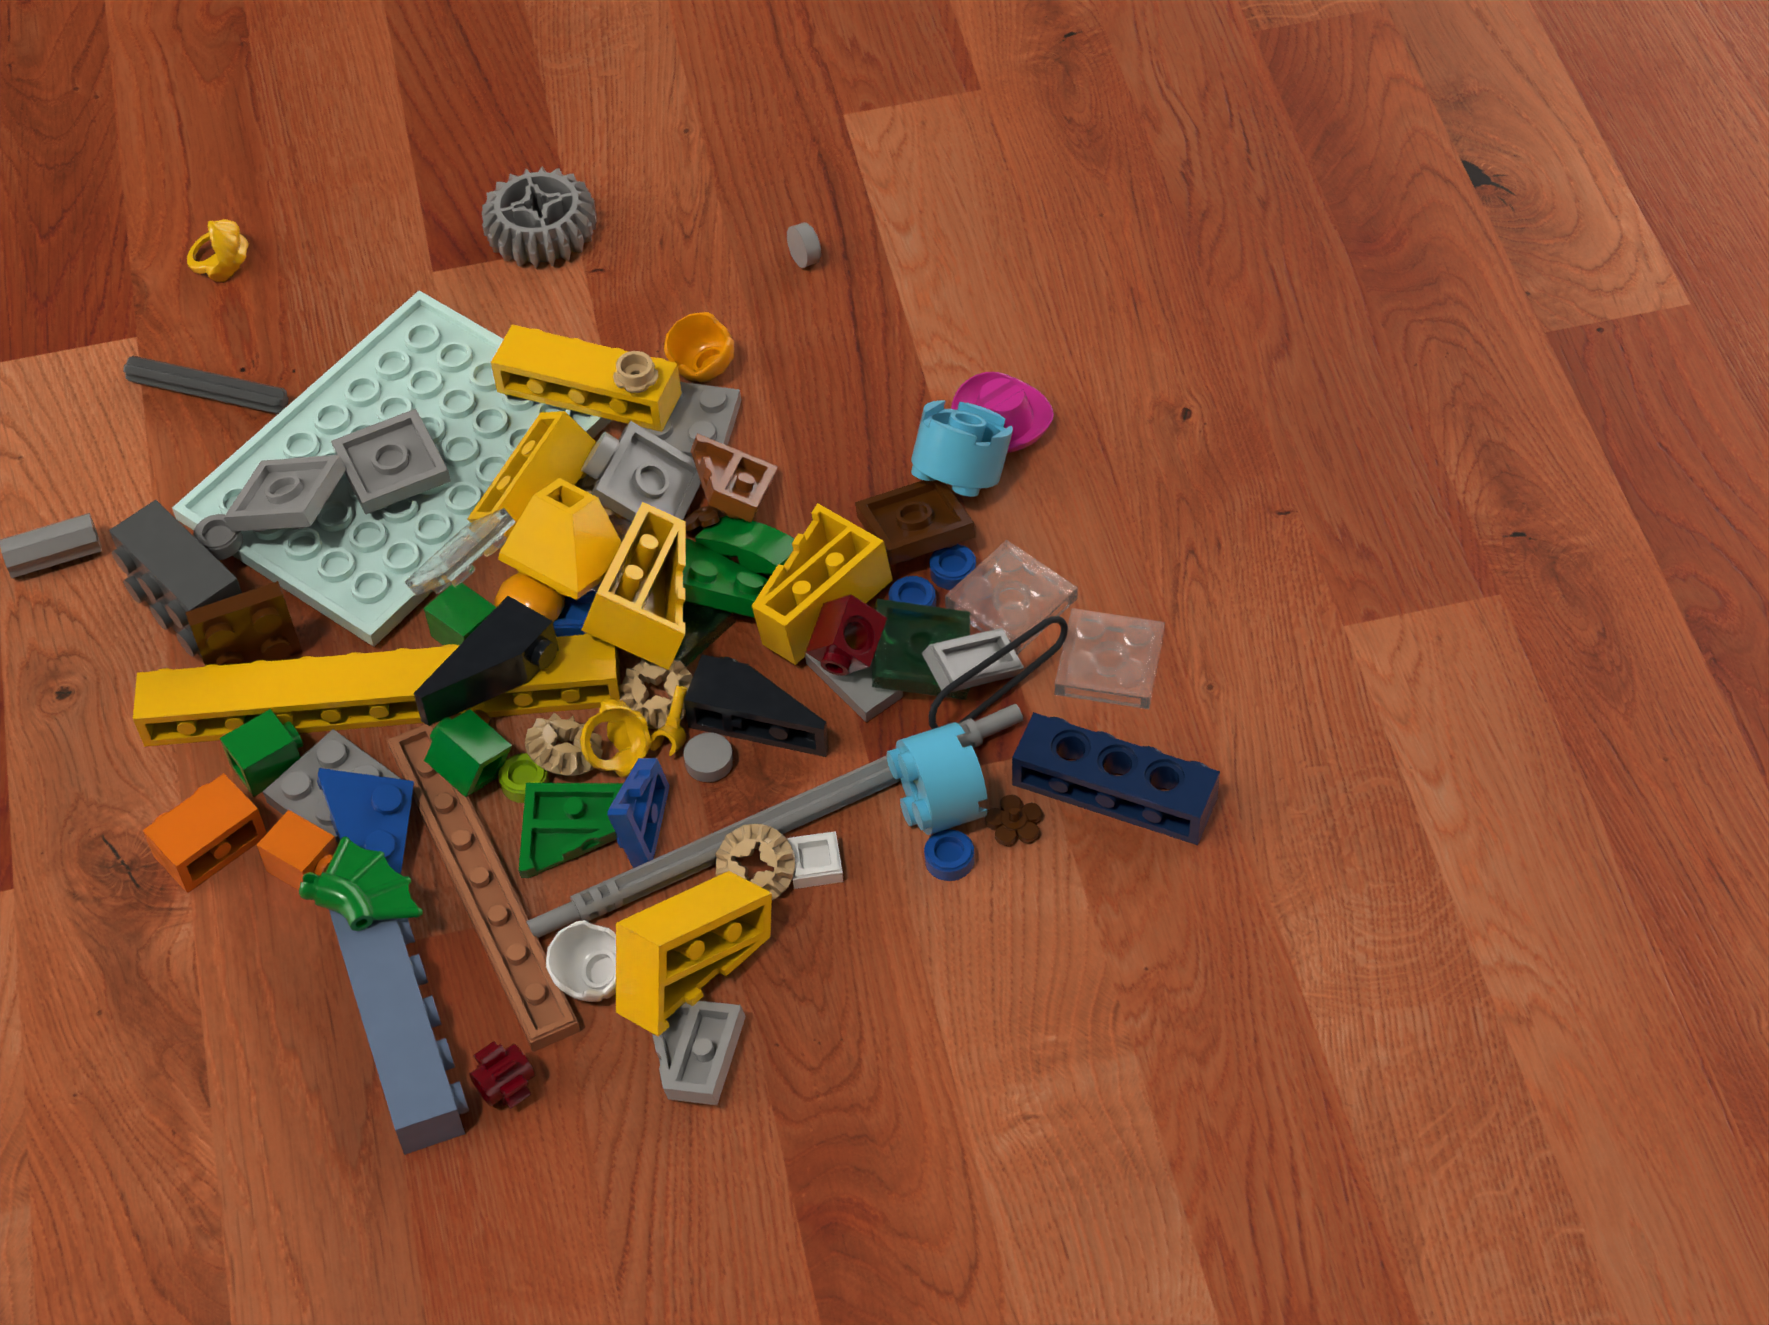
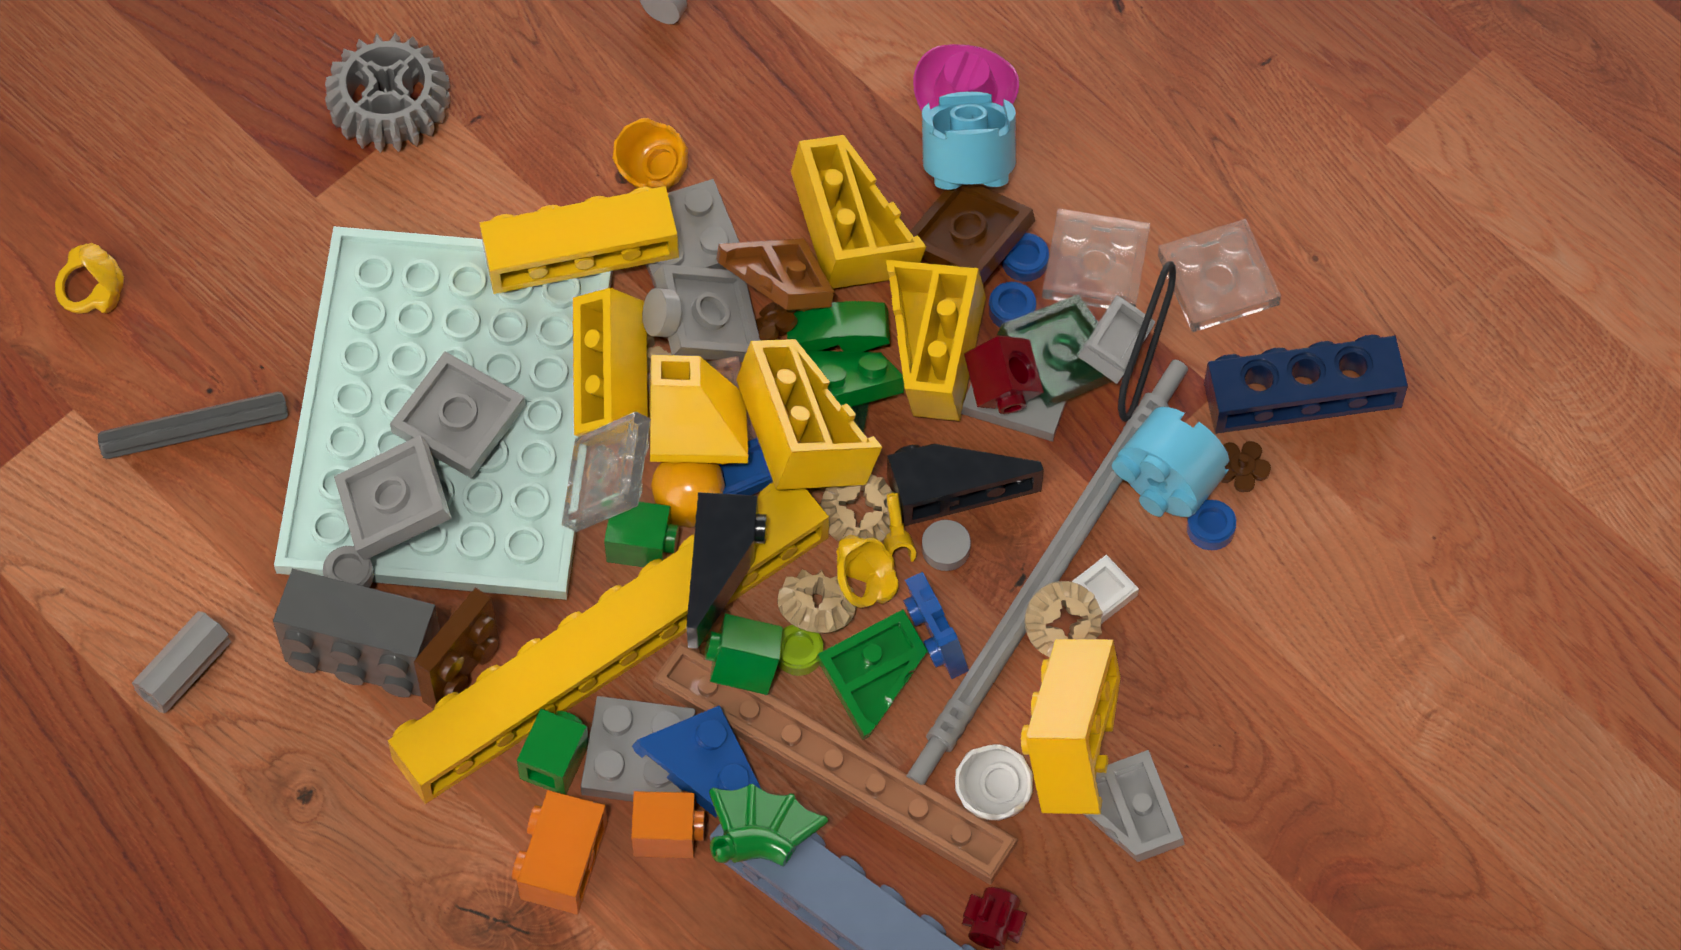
camera: 35 degrees left, 10 degrees up
(635, 372) = (643, 205): tan plate -> none
(818, 459) = (848, 214): none -> yellow wedge

